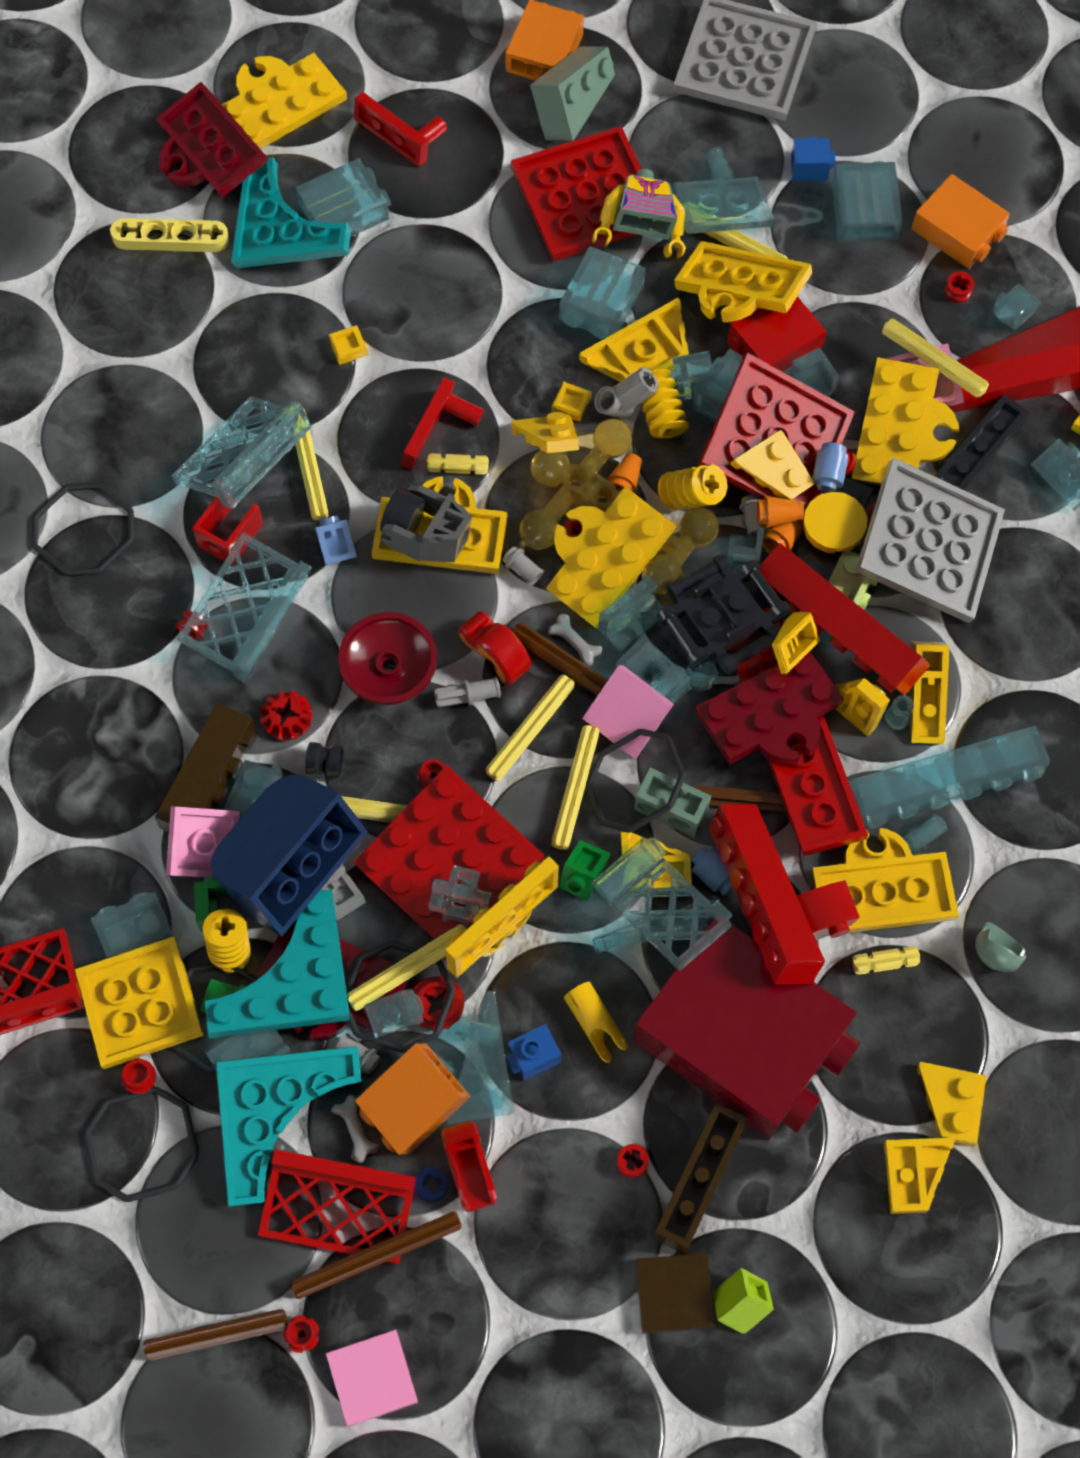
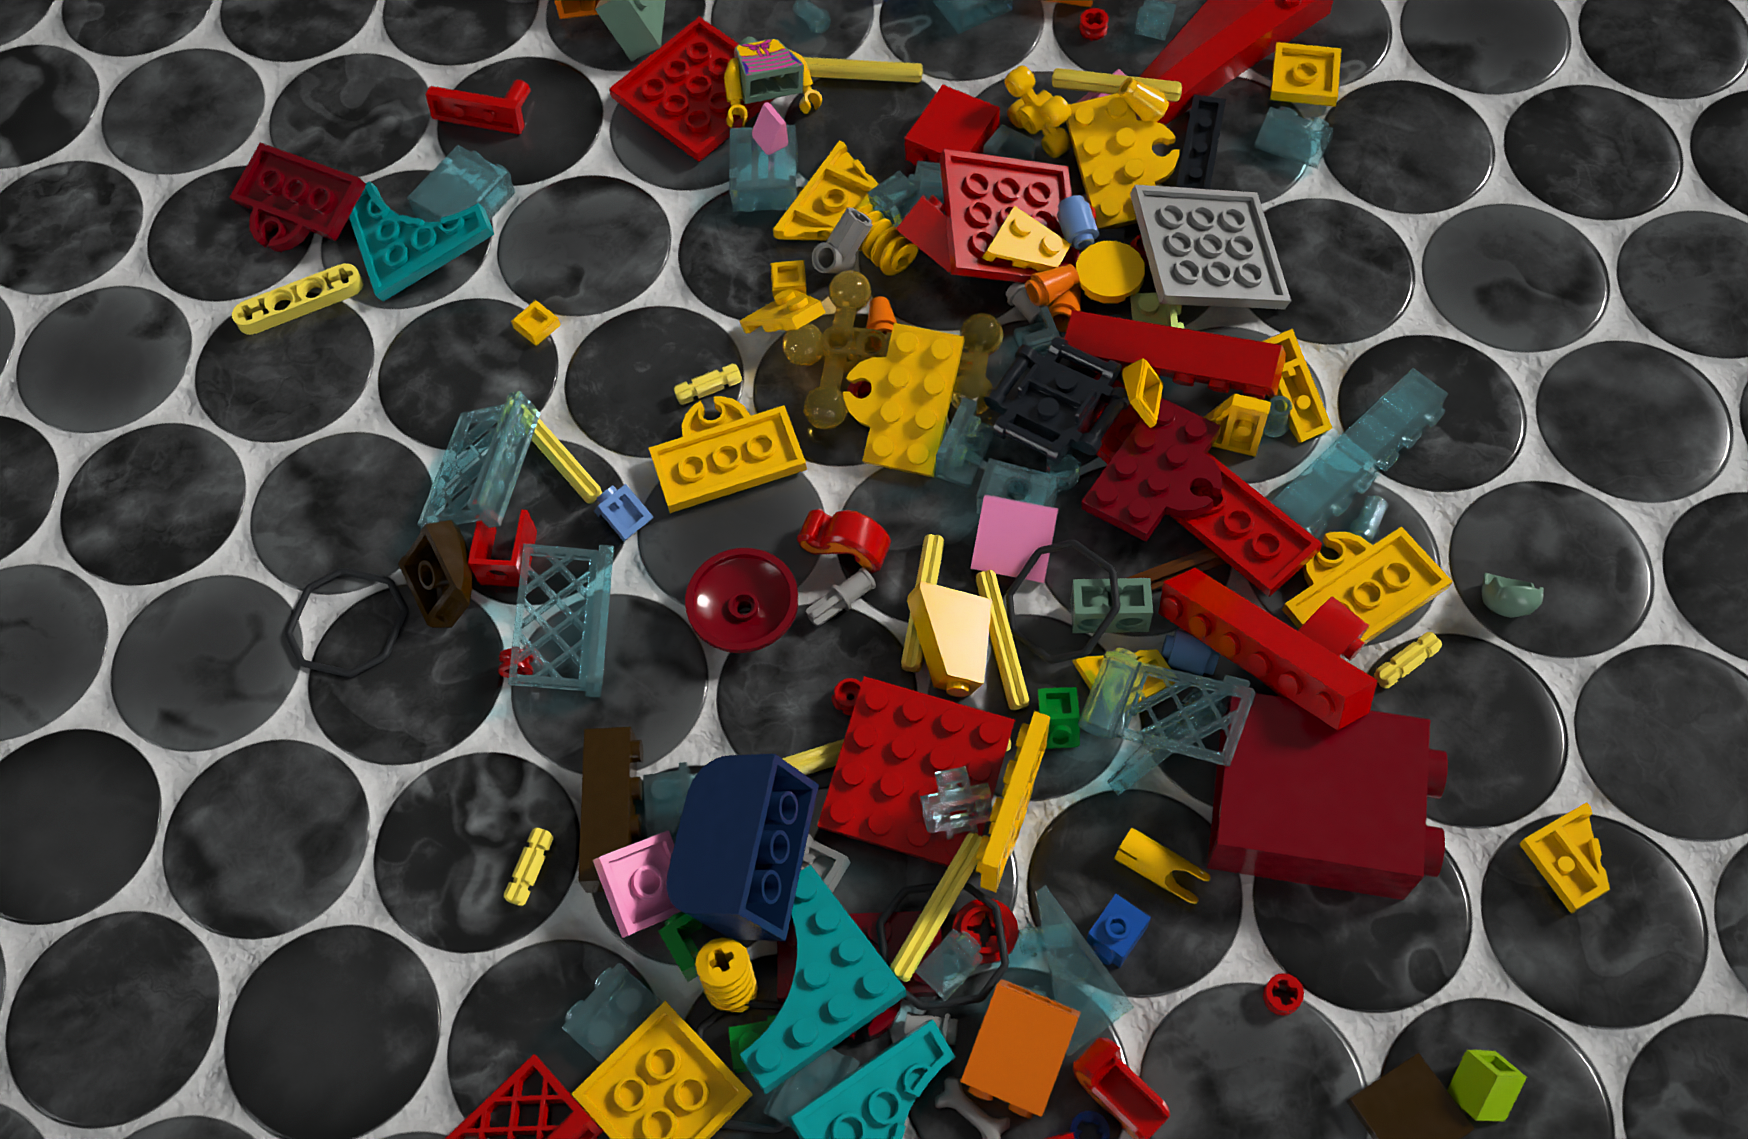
camera: 20 degrees left, 5 degrees down
(126, 787) = (528, 866): none -> light yellow axle
(168, 525) = (439, 573): none -> dark brown slope
(282, 97) = (351, 125): yellow plate -> none
(293, 726) = (677, 717): red gear -> none
(324, 759) = (719, 734): black wheel -> none
(442, 401) = (663, 331): red piece -> none
(444, 535) = (737, 450): dark grey piece -> none
(522, 565) = (827, 450): light grey pin -> none
(534, 766) = (952, 636): none -> yellow slope
(560, 659) = (921, 522): reddish brown axle -> none
(586, 651) = (902, 492): light grey piece -> none
(618, 265) = (770, 130): none -> bright pink slope
(692, 487) = (957, 298): yellow piece -> none
(700, 413) = (927, 229): none -> red slope
(700, 1178) = (1368, 977): dark brown brick -> none
(723, 205) = (837, 43): clear light blue tile -> none
(741, 280) = (893, 97): yellow plate -> none
(855, 350) = (1038, 111): none -> yellow gear
(946, 384) = (1144, 100): none -> yellow cone
(955, 1101) = (1561, 766): yellow wing -> none

